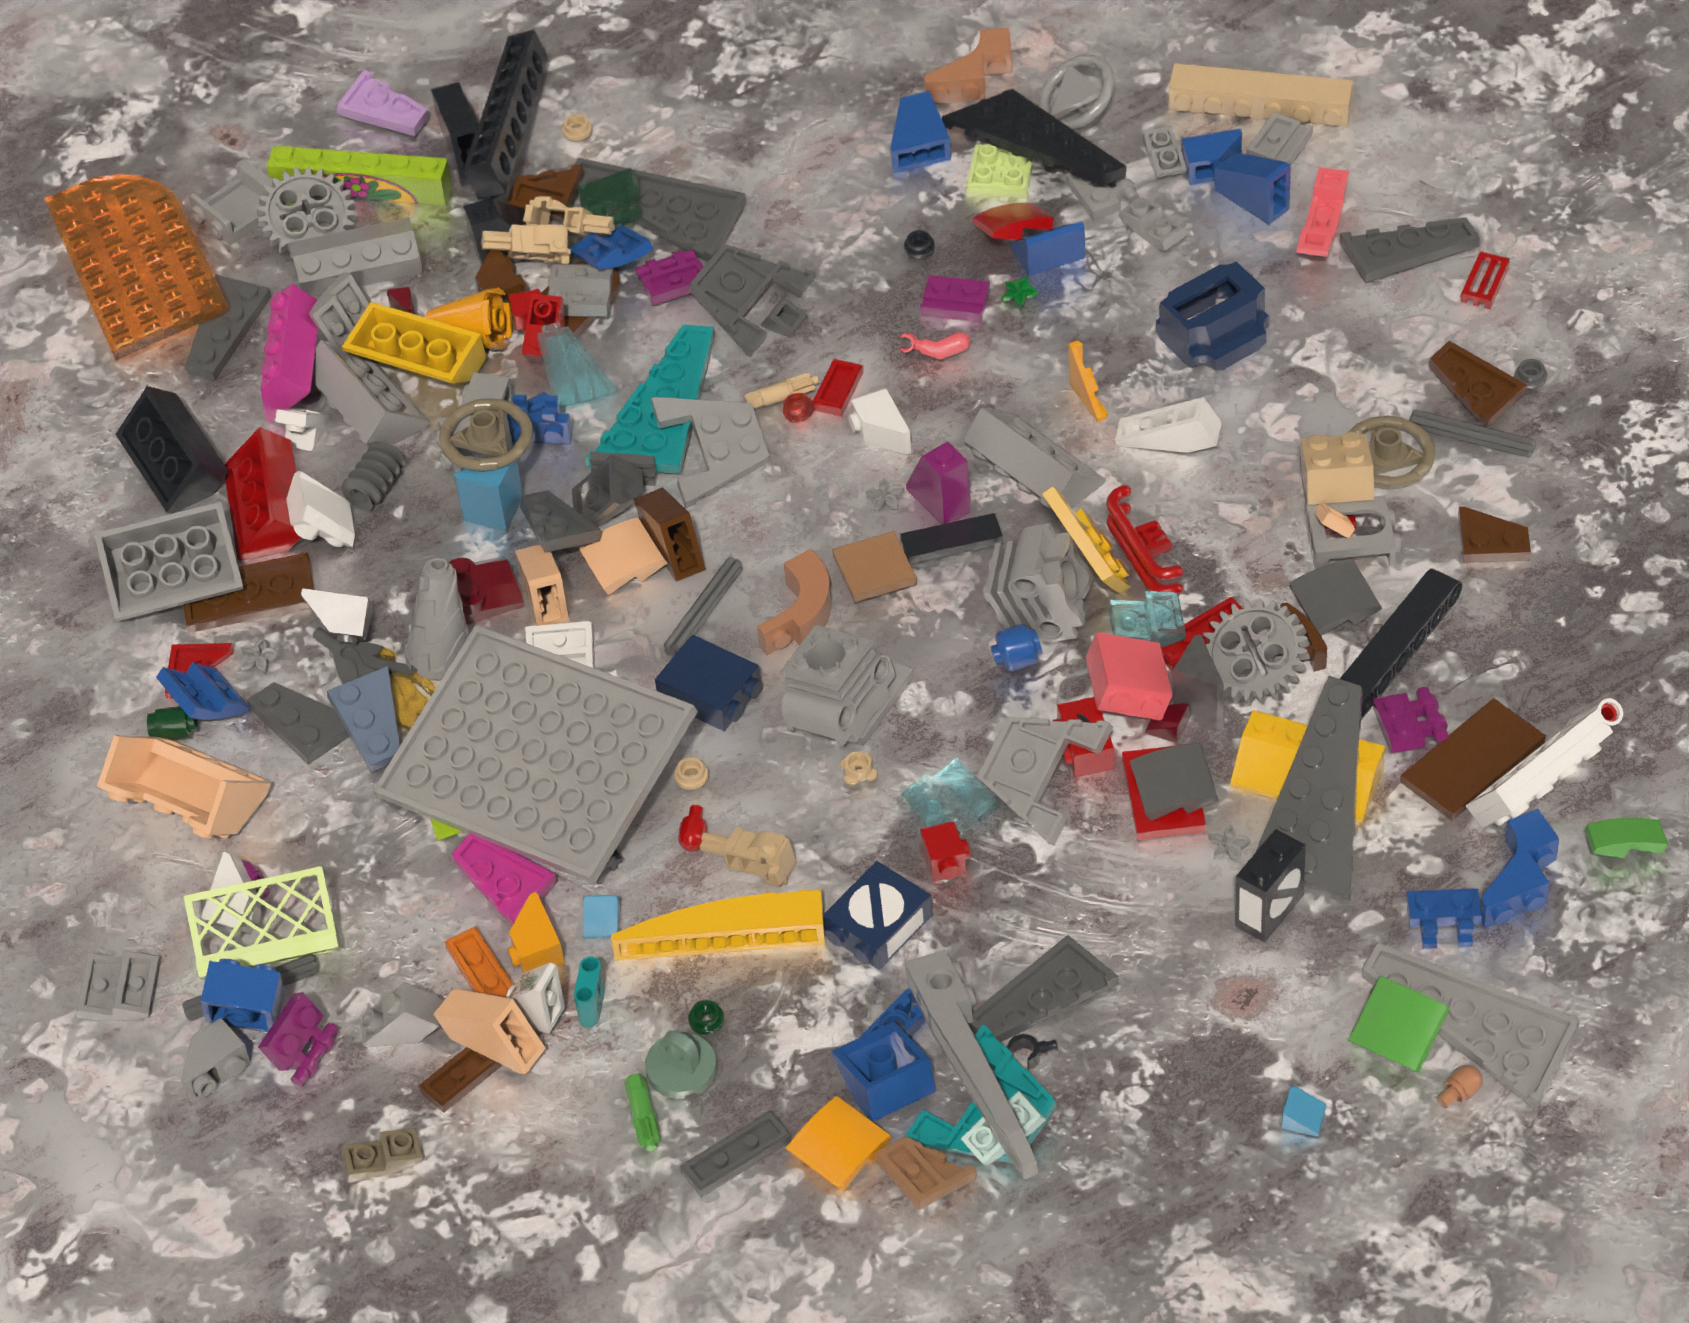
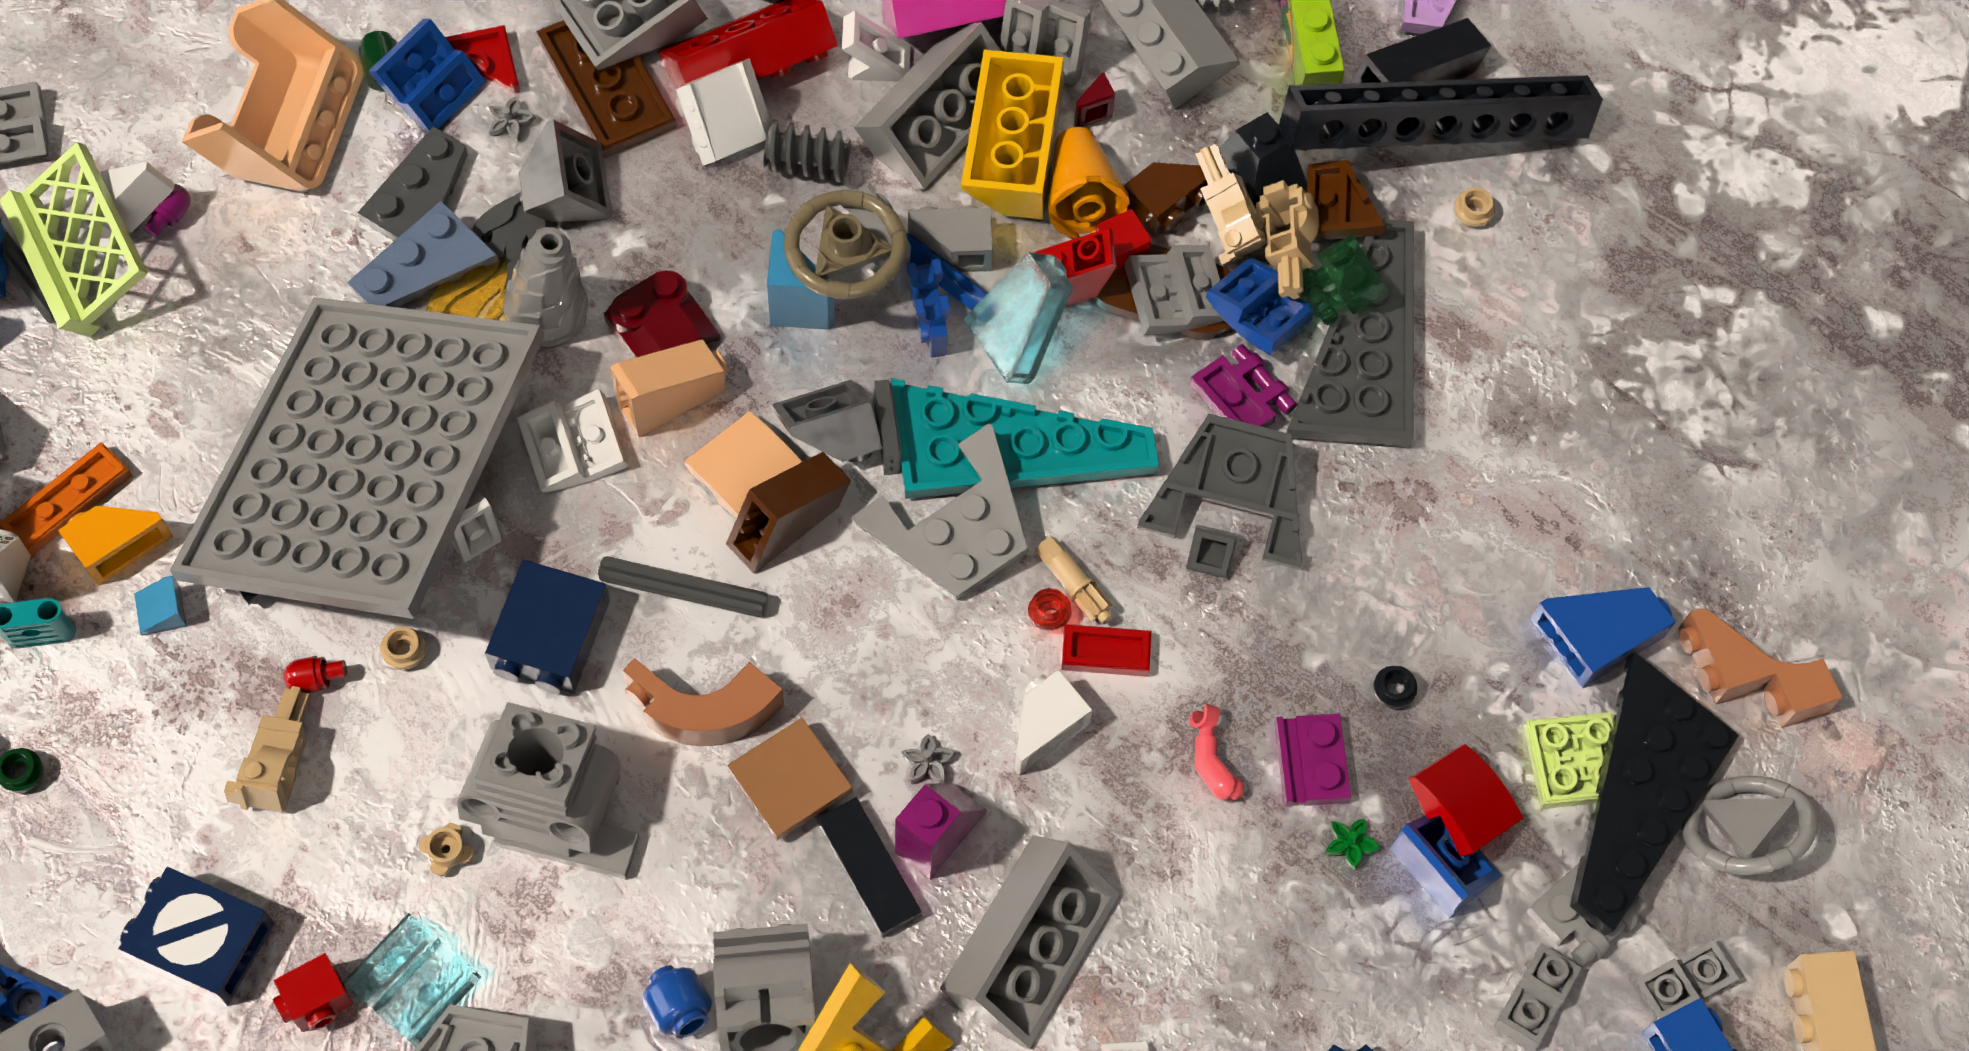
camera: 65 degrees right, 15 degrees up
(501, 875) = (188, 485): dark pink wing -> none
(556, 522) = (764, 375): dark grey wing -> none
(727, 926) = (161, 771): yellow slope -> none
(1083, 381) = (1183, 978): light orange tile -> none

